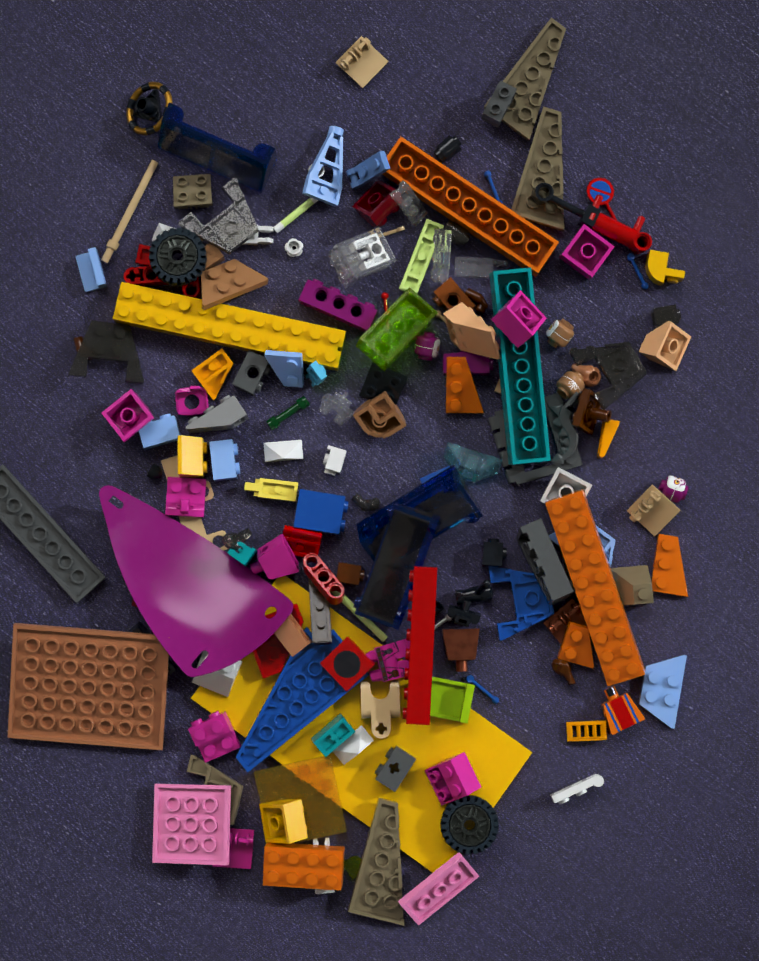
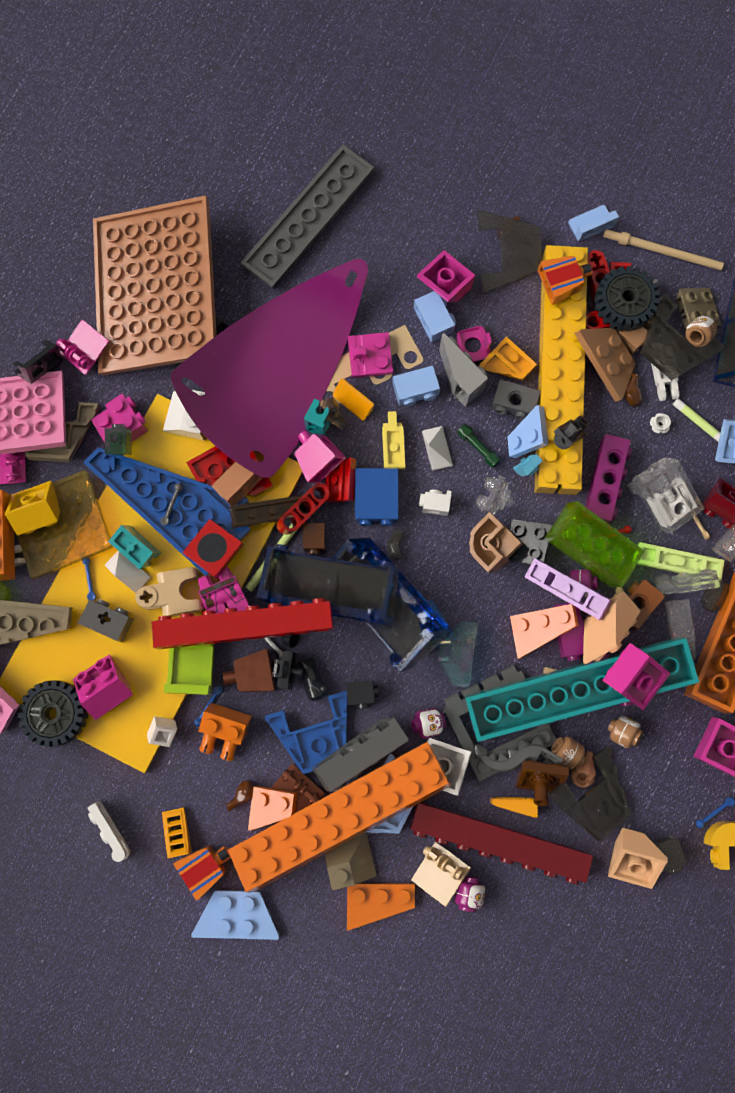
camera: 90 degrees right, 5 degrees down
(135, 760) = (83, 347): none -> hinge
(144, 803) = (39, 364): none -> black hinge
(150, 310) = (563, 277): none -> torso
(155, 472) = (391, 318): black hinge -> none
(191, 457) = (413, 349): yellow slope -> none
(219, 196) = (701, 331): none -> medium nougat head
(226, 519) = (353, 399): none -> light orange slope
(235, 736) = (118, 440): none -> clear green brick
(262, 266) = (633, 393): none -> reddish brown animal
(296, 331) = (570, 432): none -> black hips
(314, 704) = (165, 520): none -> dark grey hinge
(370, 780) = (92, 596): none -> blue hinge
(432, 360) = (568, 589): none -> hinge
(479, 299) = (646, 632): reddish brown arm -> none
(499, 731) = (161, 731): none -> white slope
(501, 676) = (226, 725): none -> orange brick
(527, 499) = (428, 723): none -> head
(635, 455) = (501, 842): none -> dark red brick

